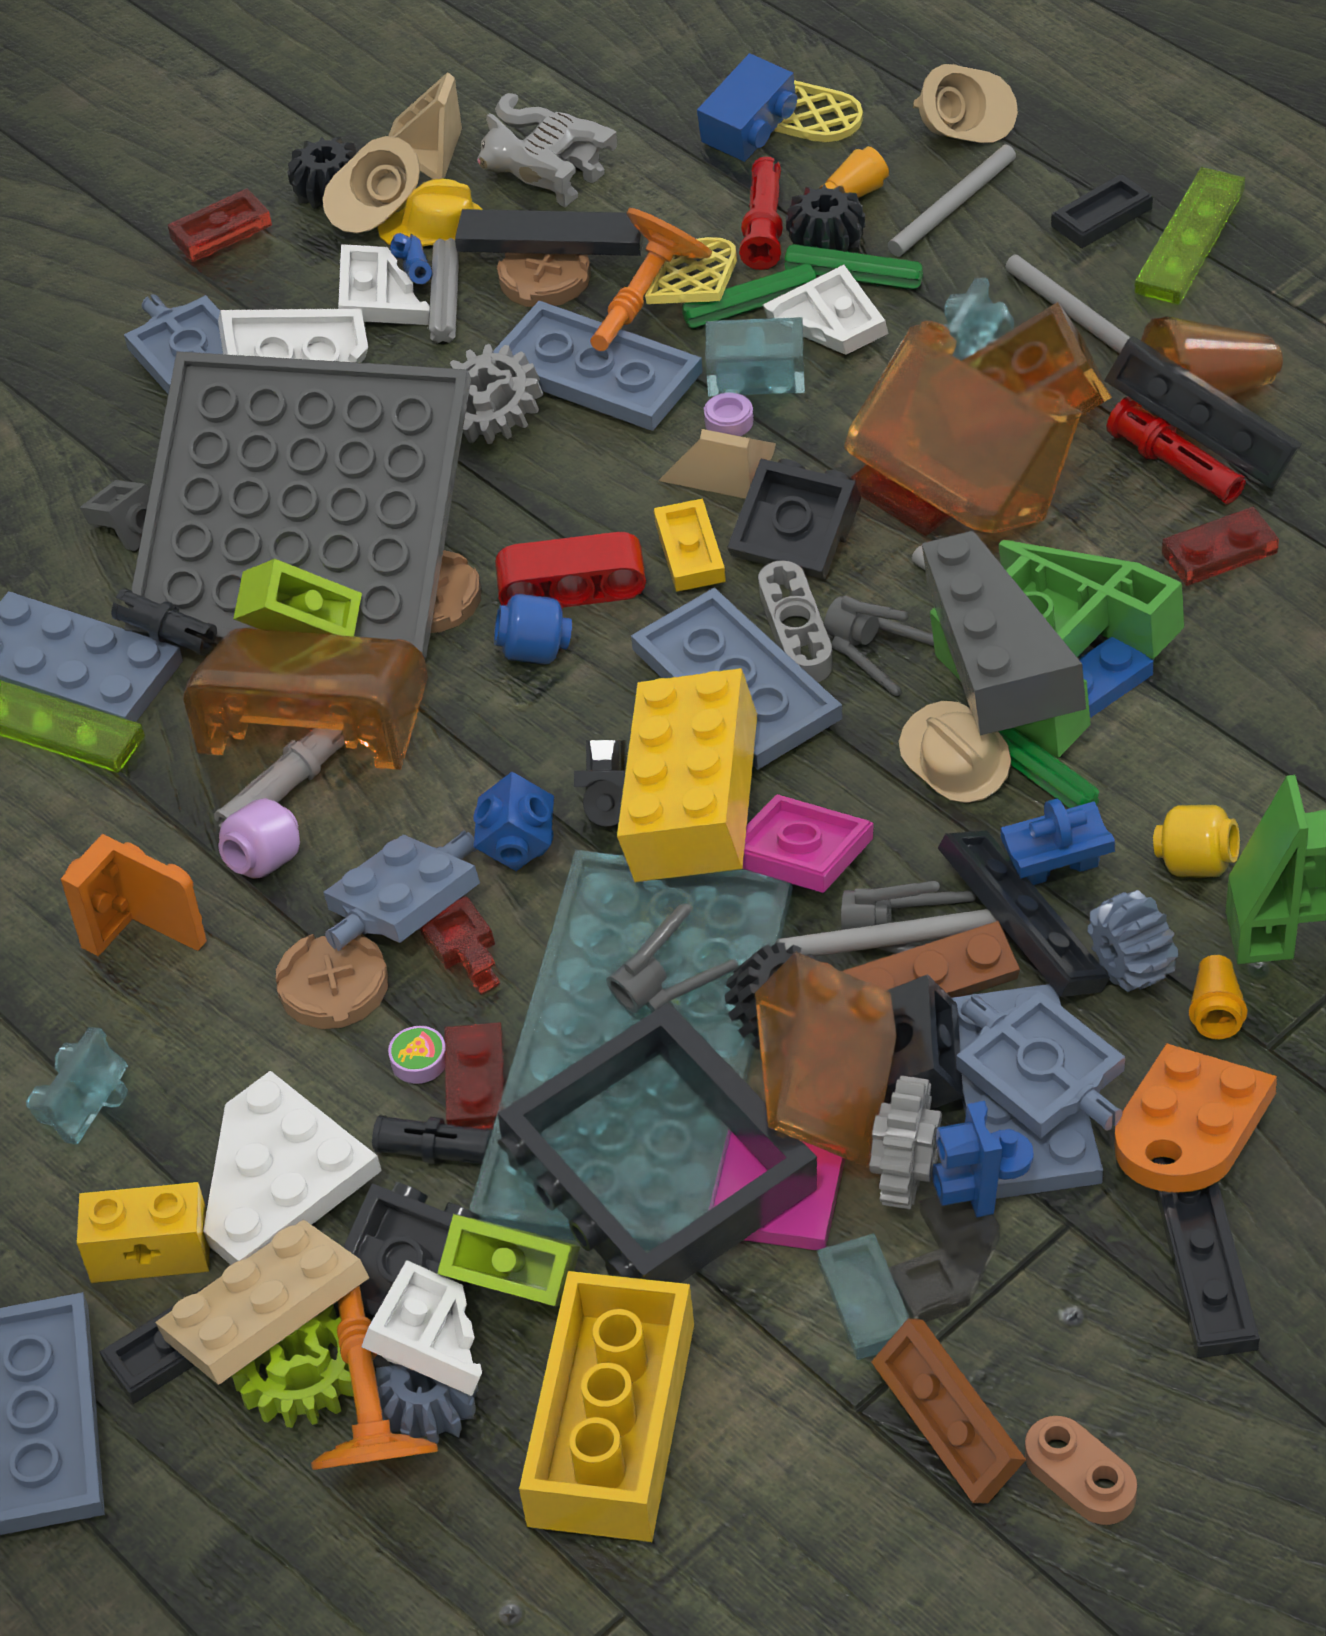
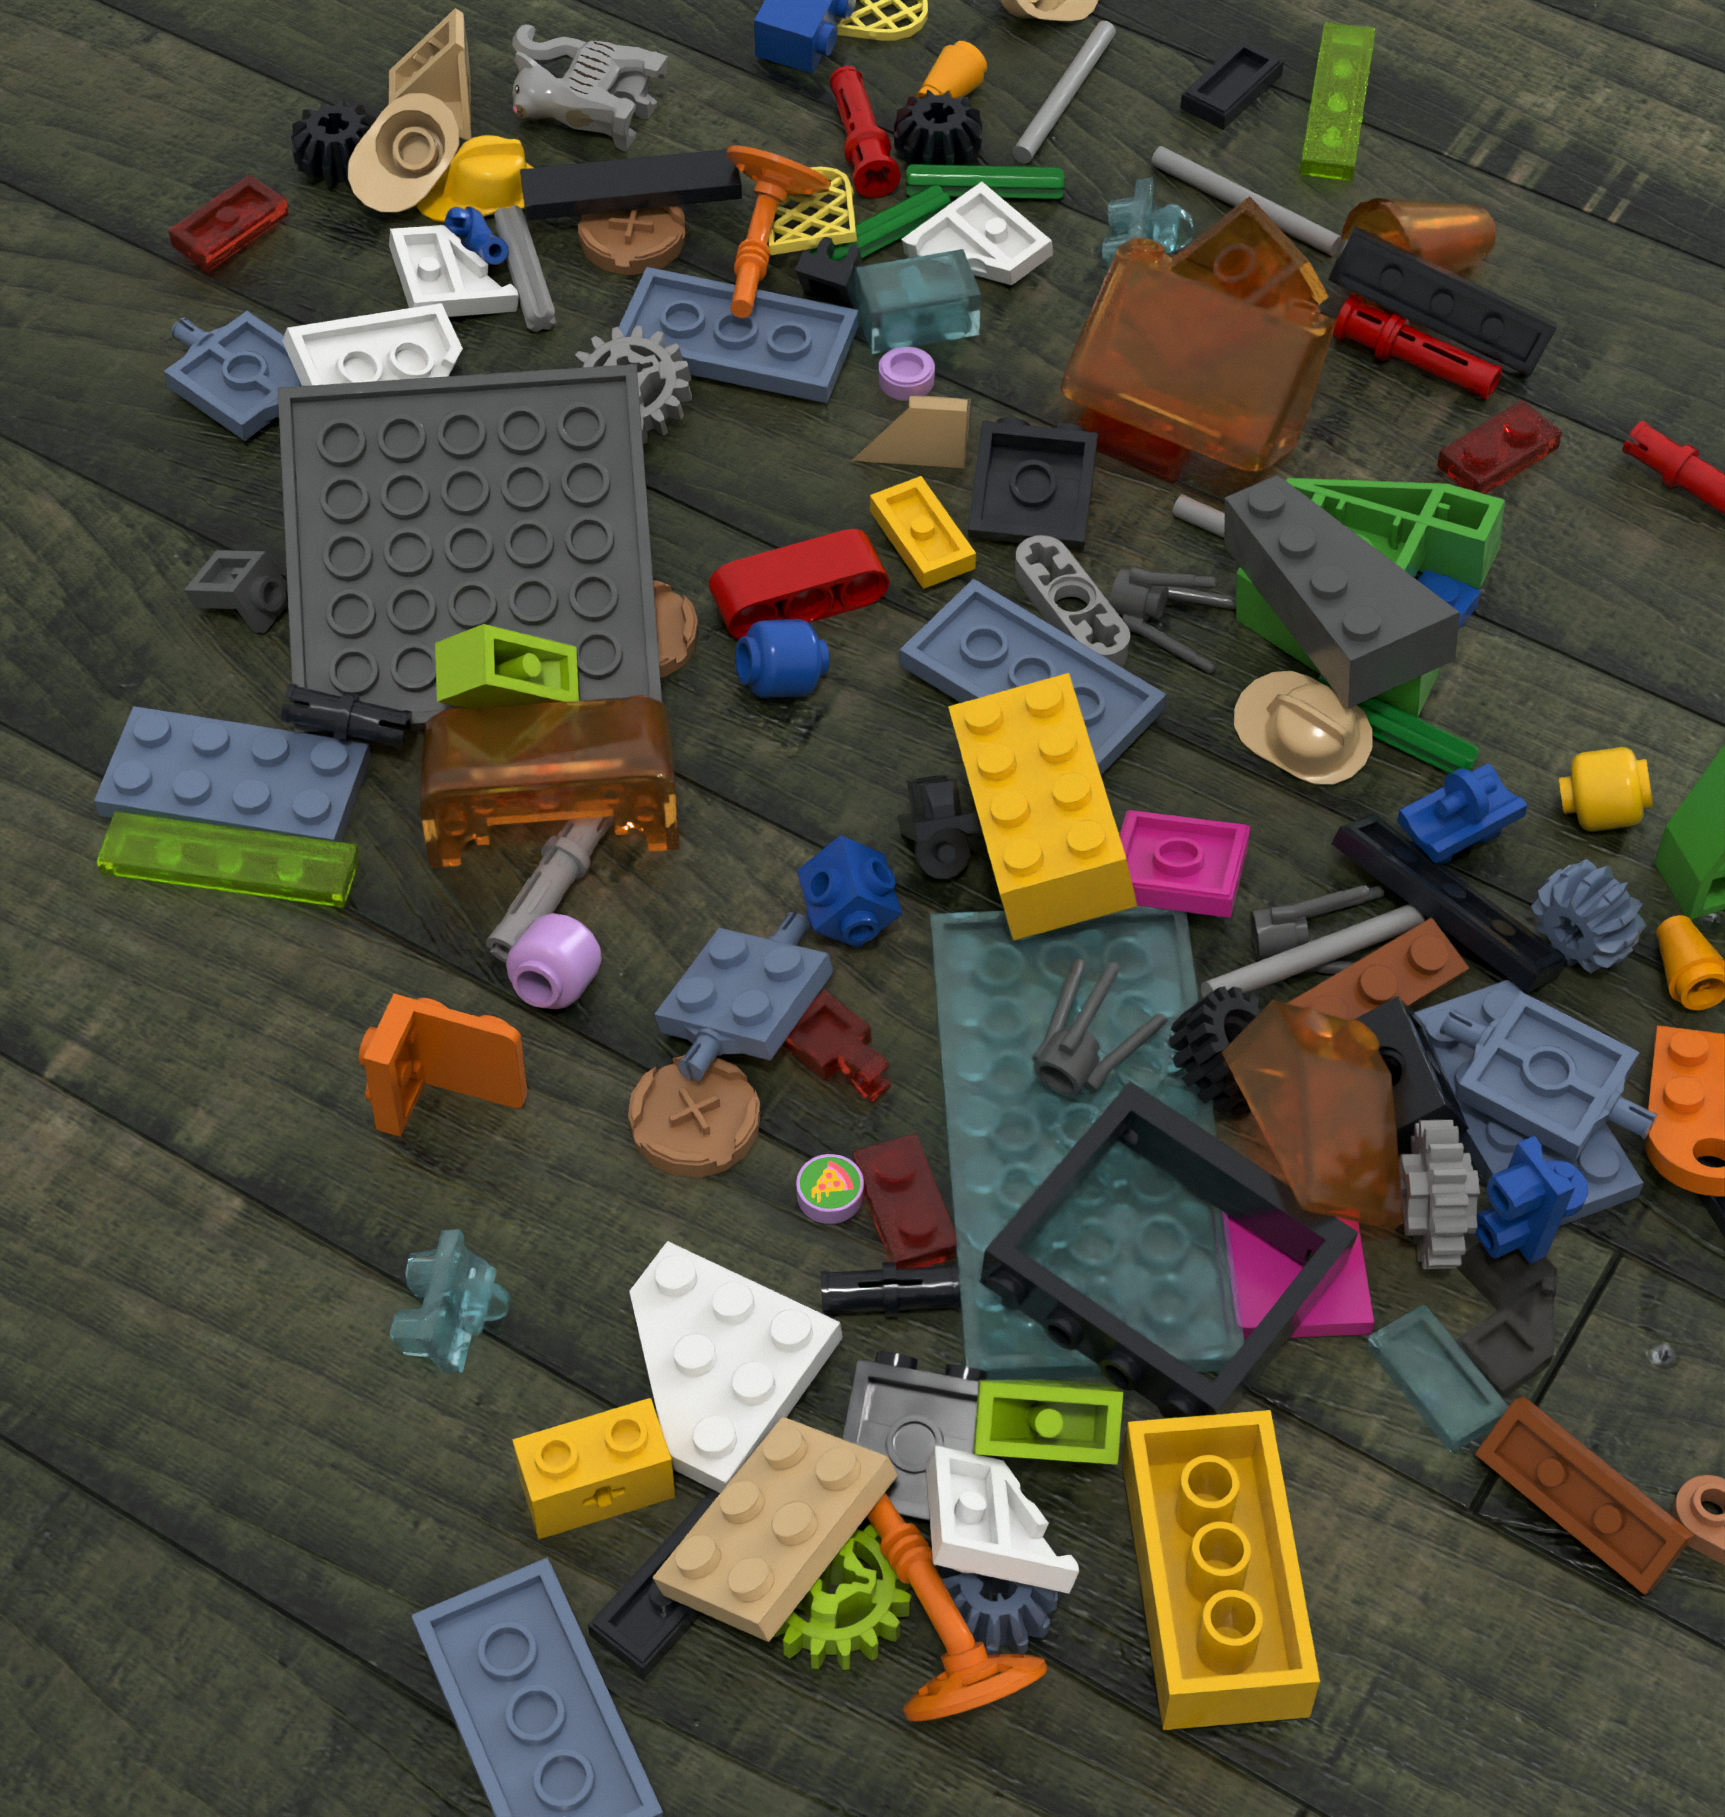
camera: 20 degrees left, 5 degrees up
(684, 326) = (829, 278): none -> black tile

